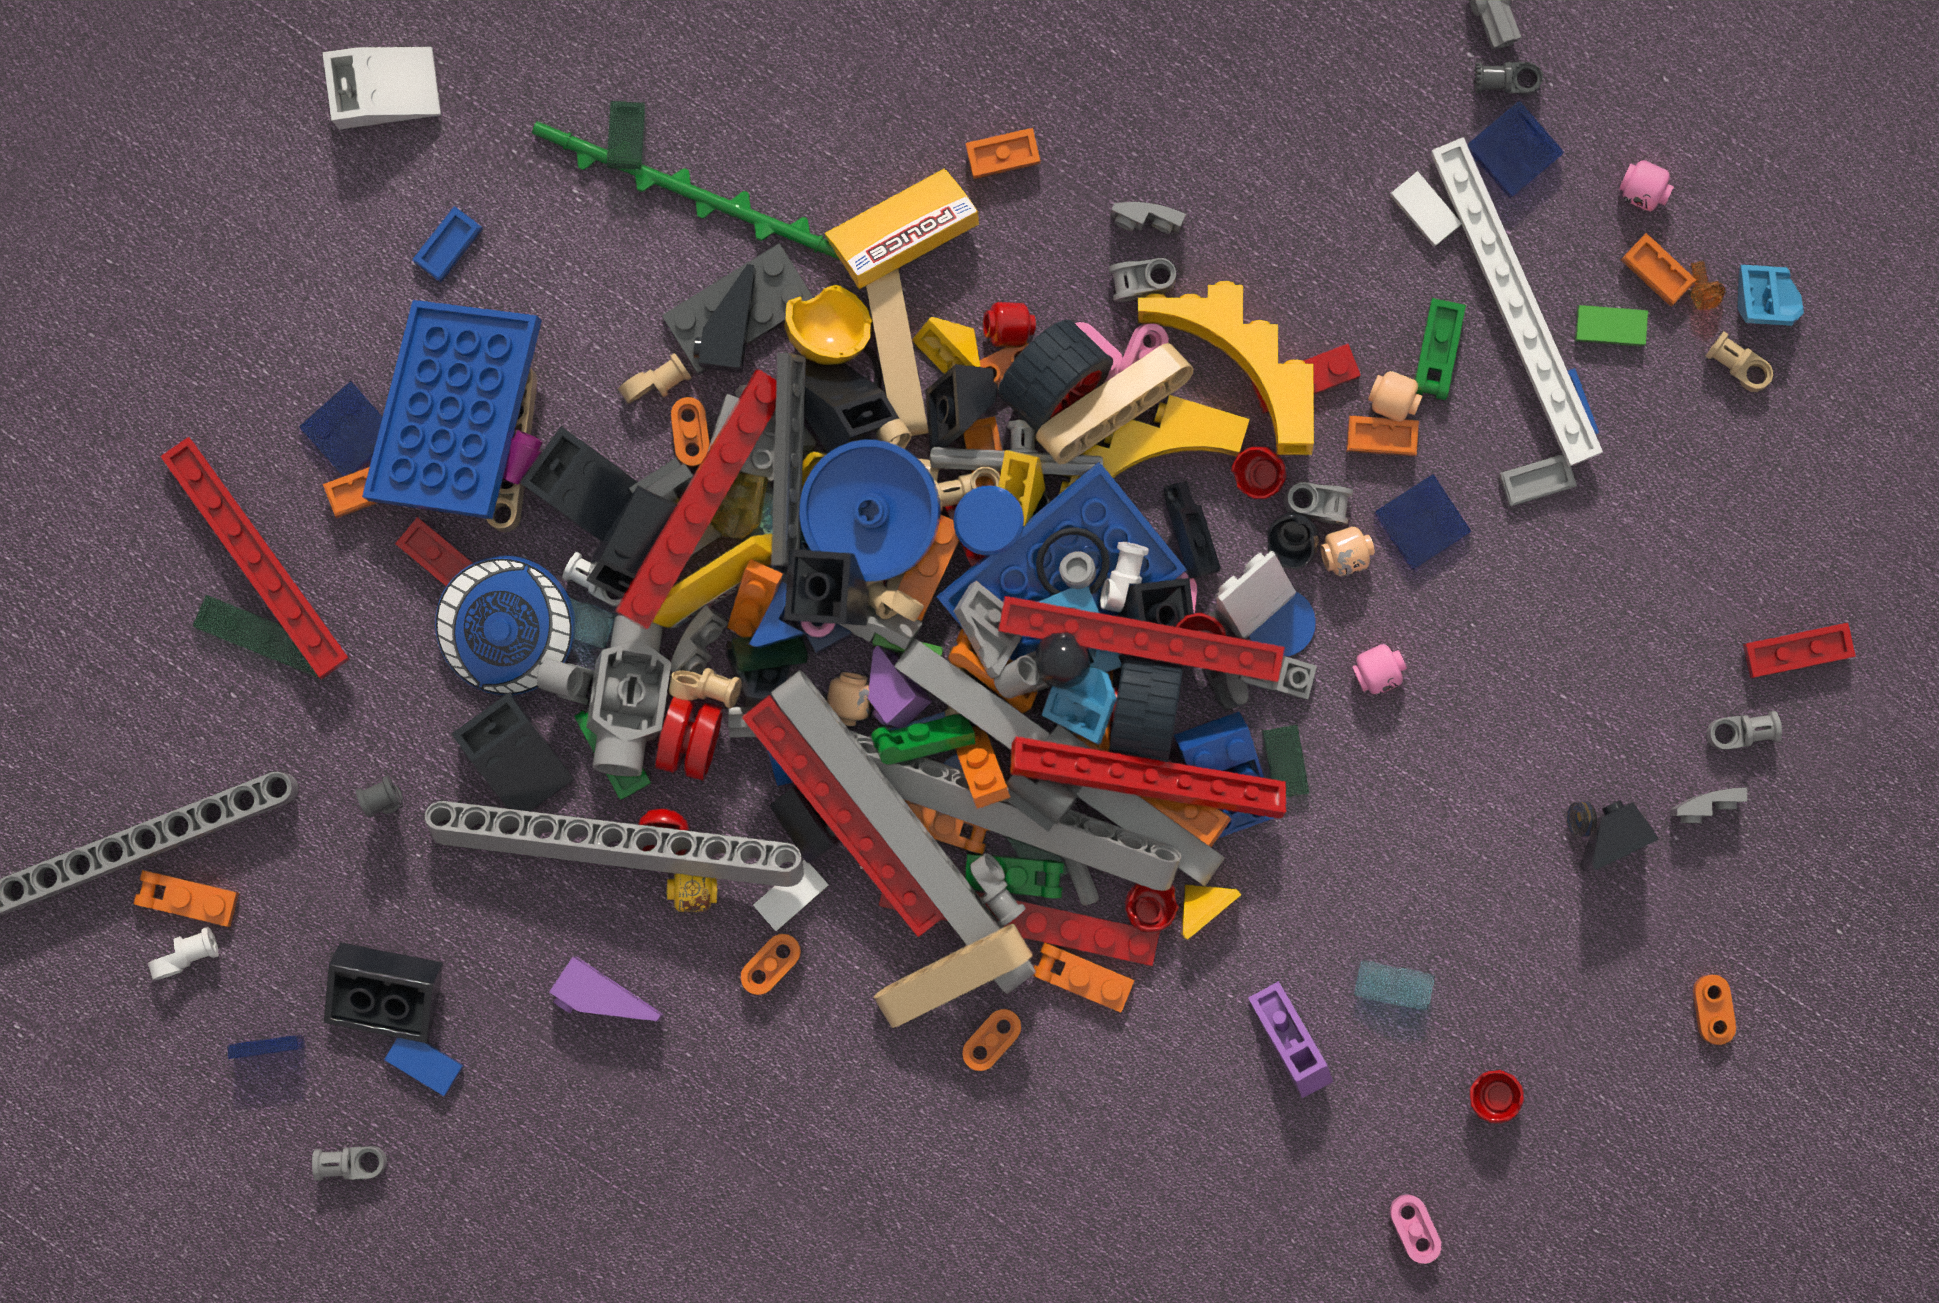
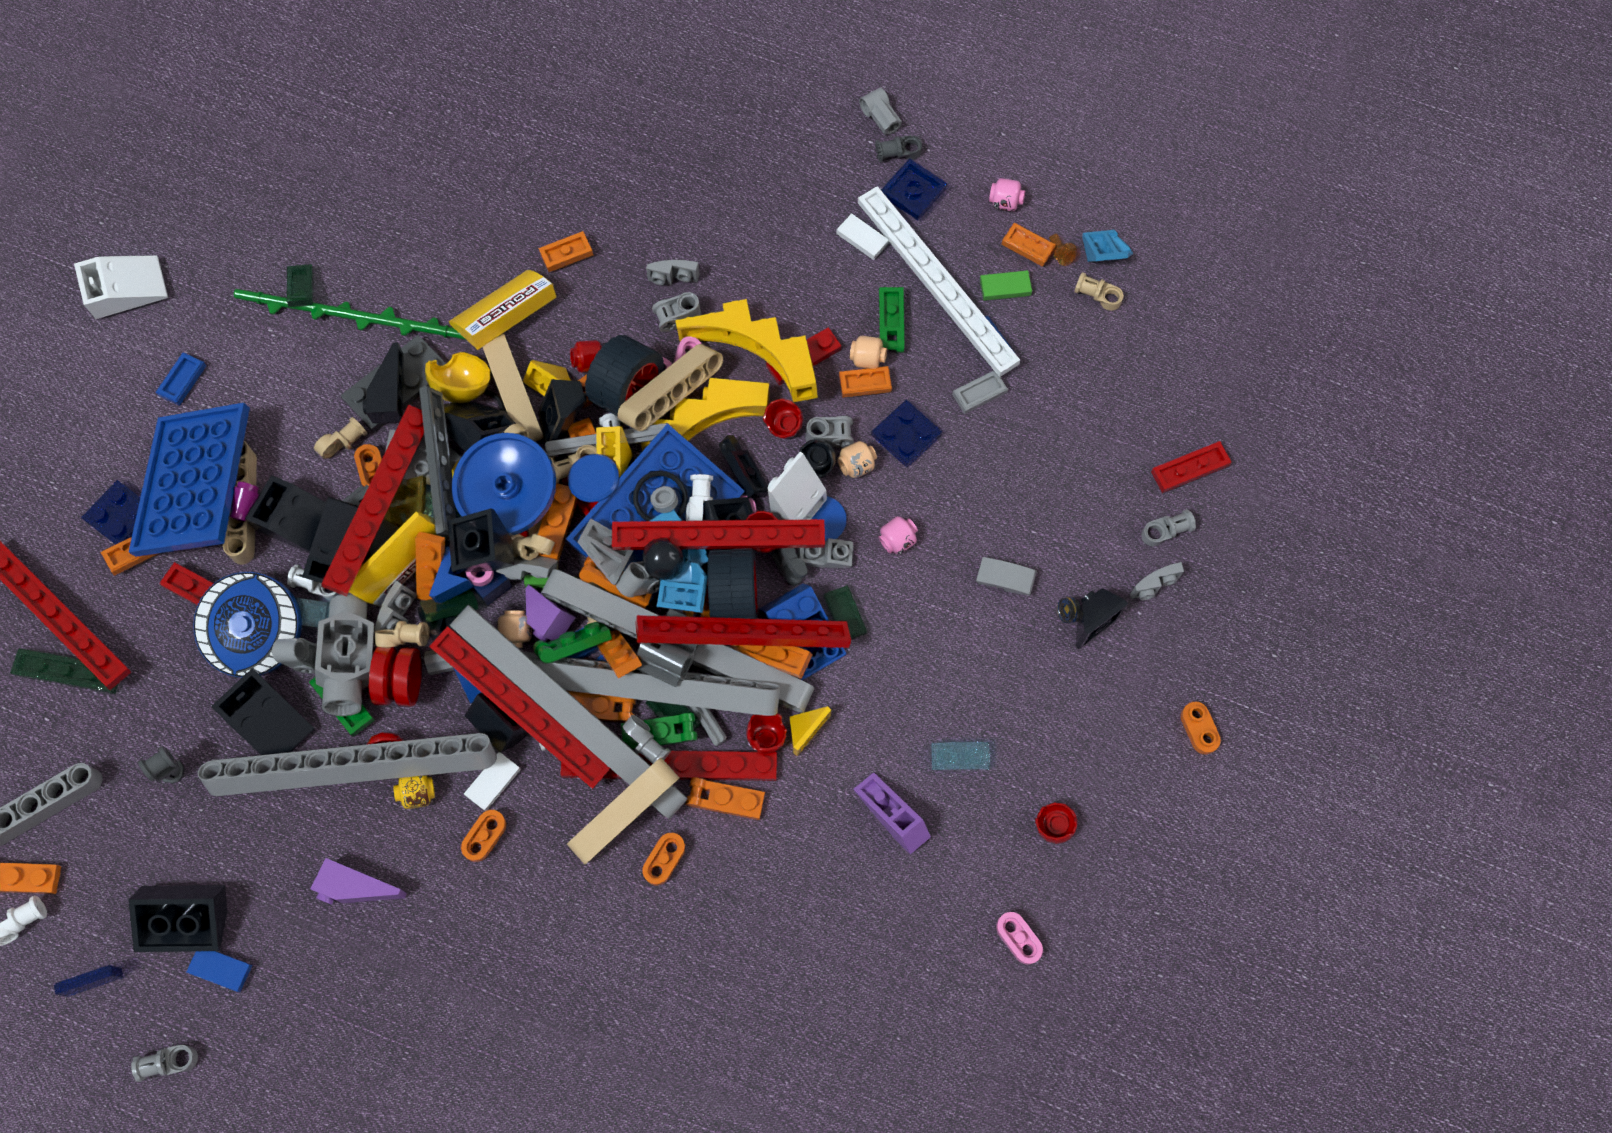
camera: 15 degrees left, 15 degrees down
(1510, 755) = (1006, 575): none -> light grey slope

